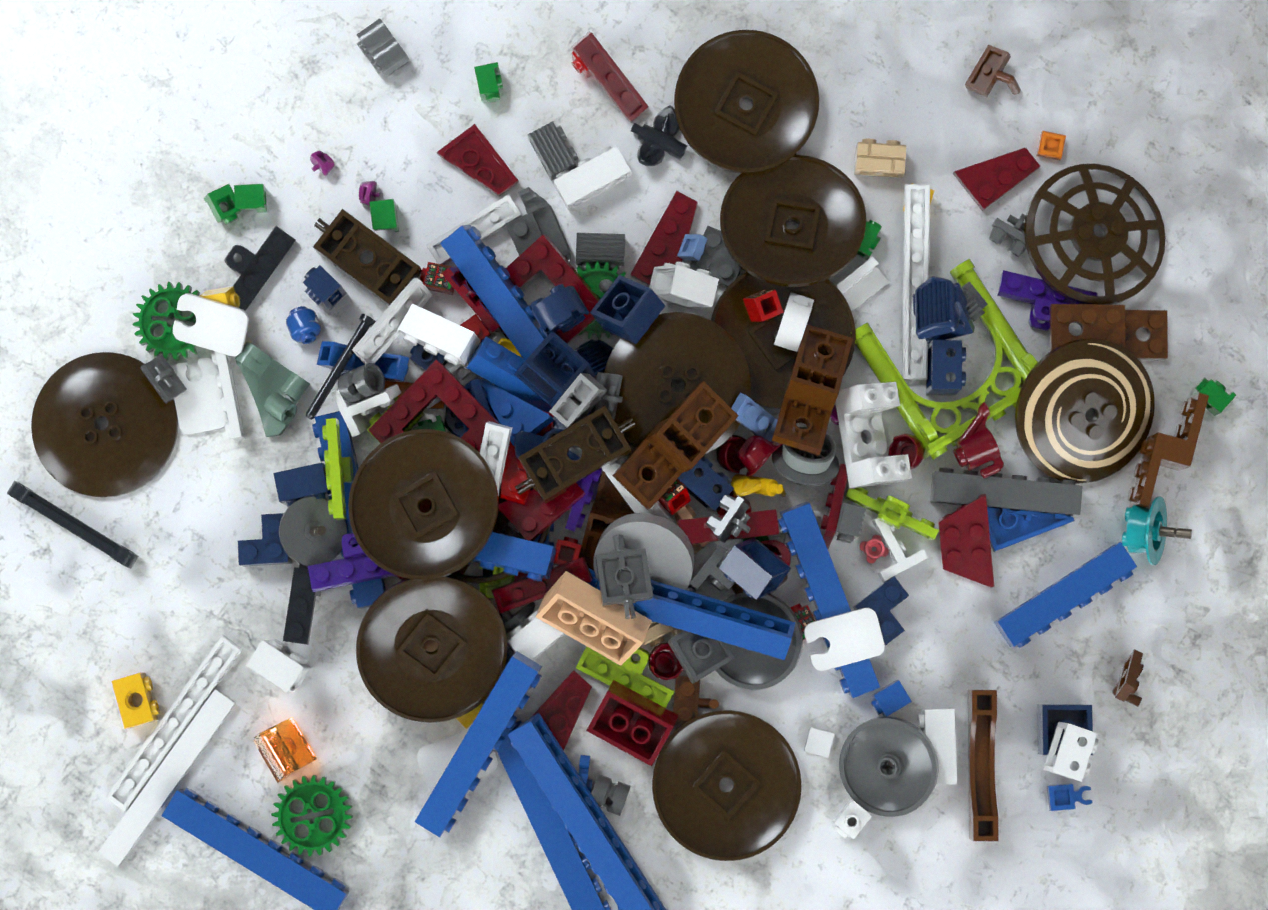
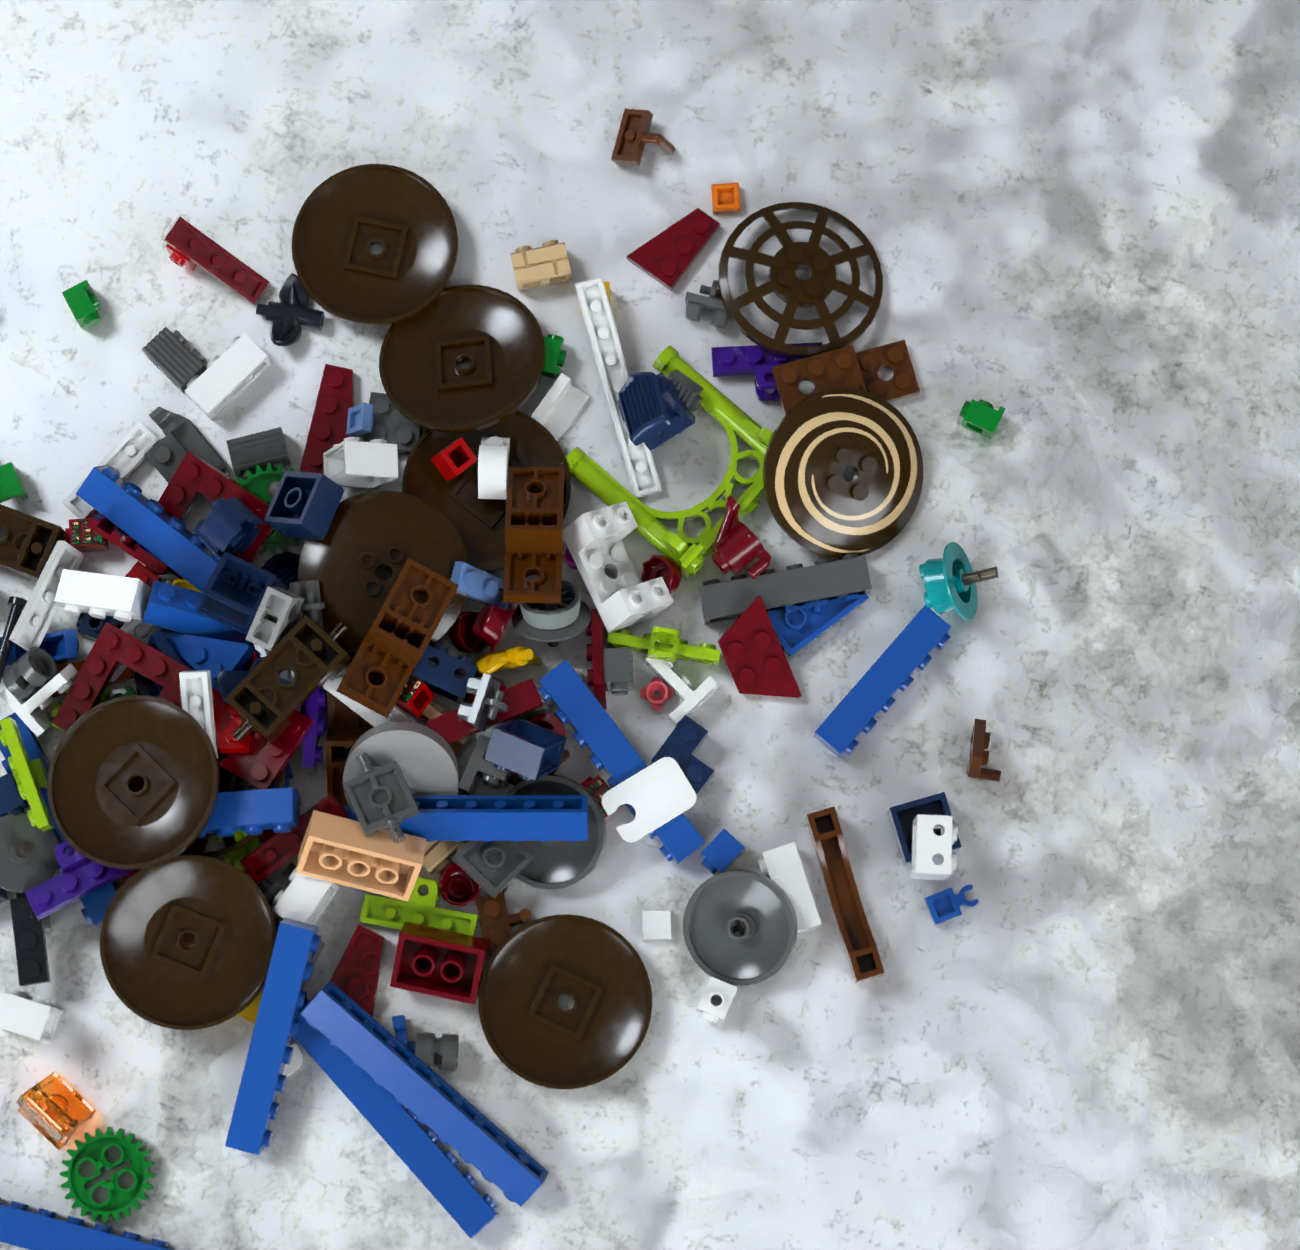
camera: 15 degrees left, 5 degrees down
(479, 160) = (96, 393): dark red wing -> none
(566, 550) = (311, 792): red brick -> none
(940, 364) = (671, 466): dark blue piece -> none
(1168, 451) = (947, 489): reddish brown bracket -> none

